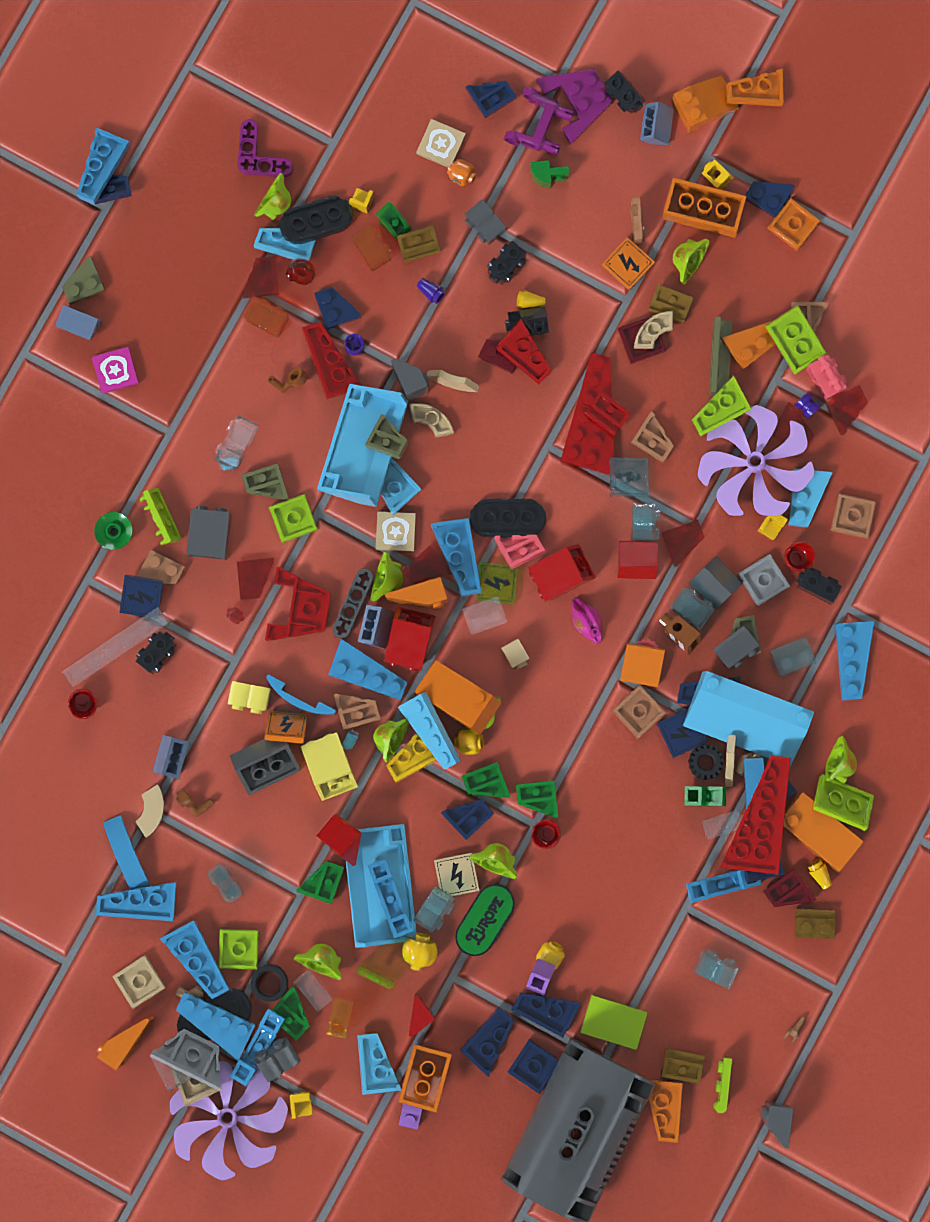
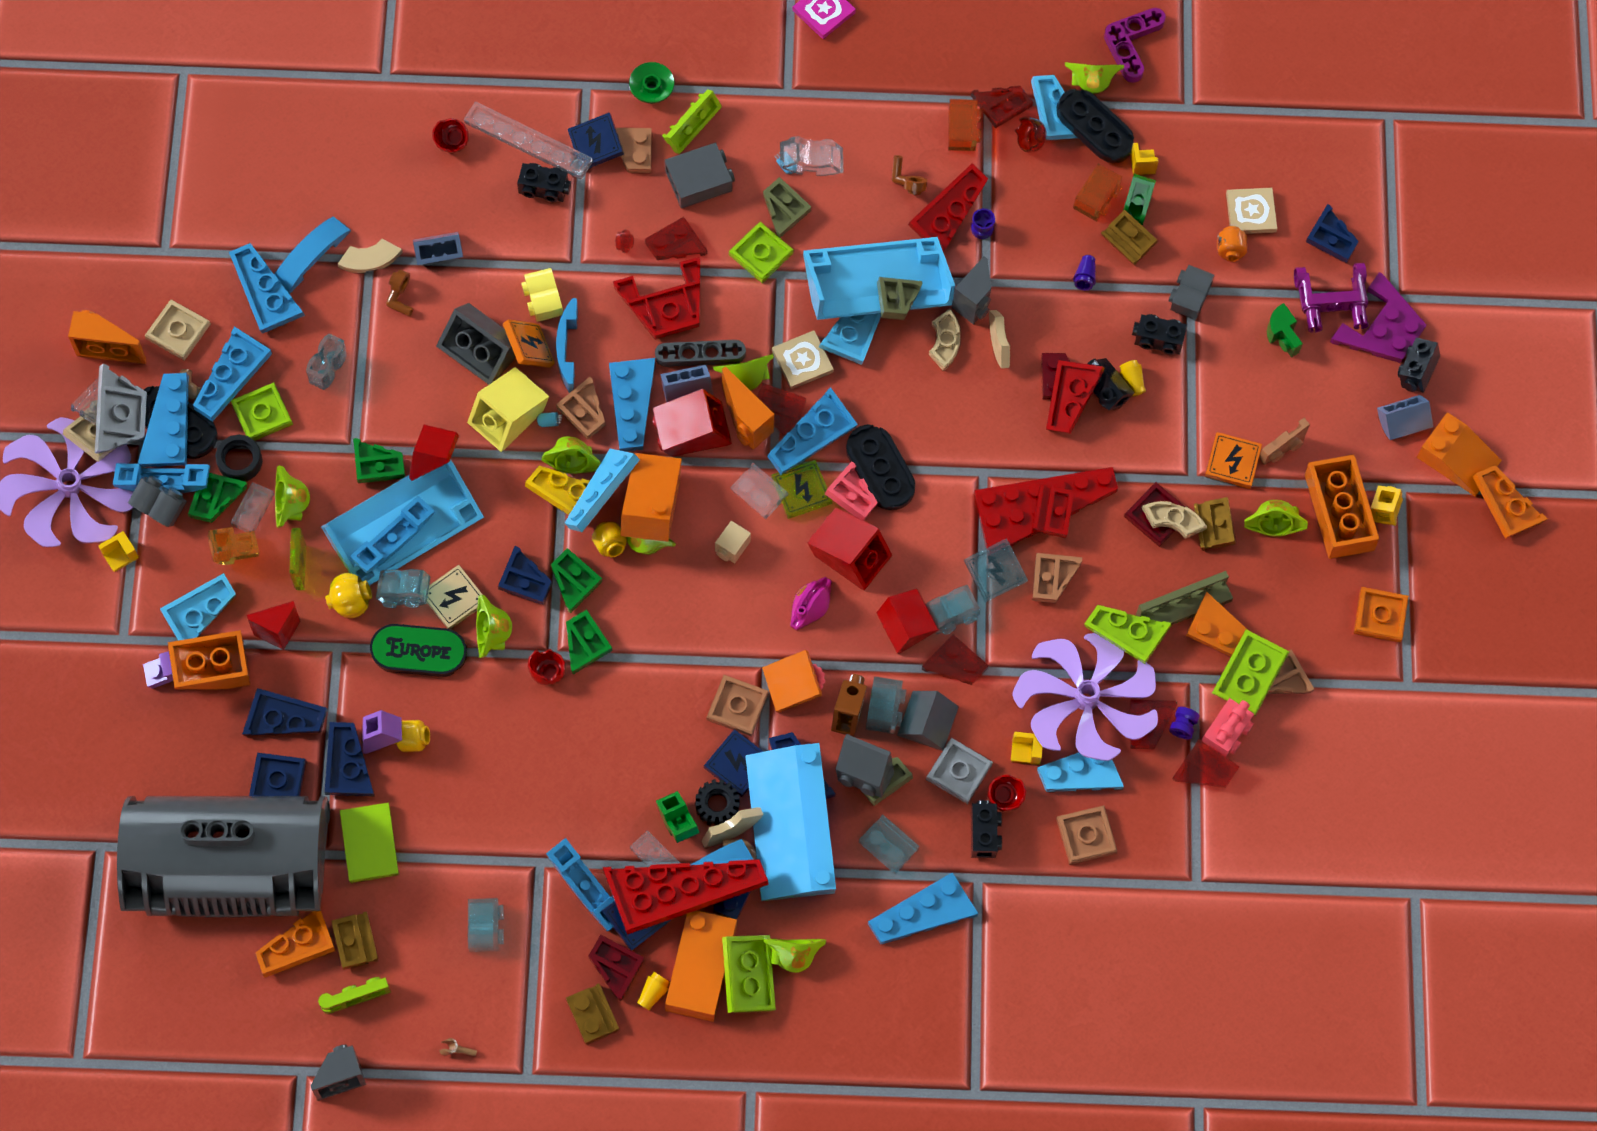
camera: 60 degrees right, 15 degrees down
(335, 308) = (1011, 189): dark blue wing -> none
(768, 196) = (1396, 572): dark blue wing -> none

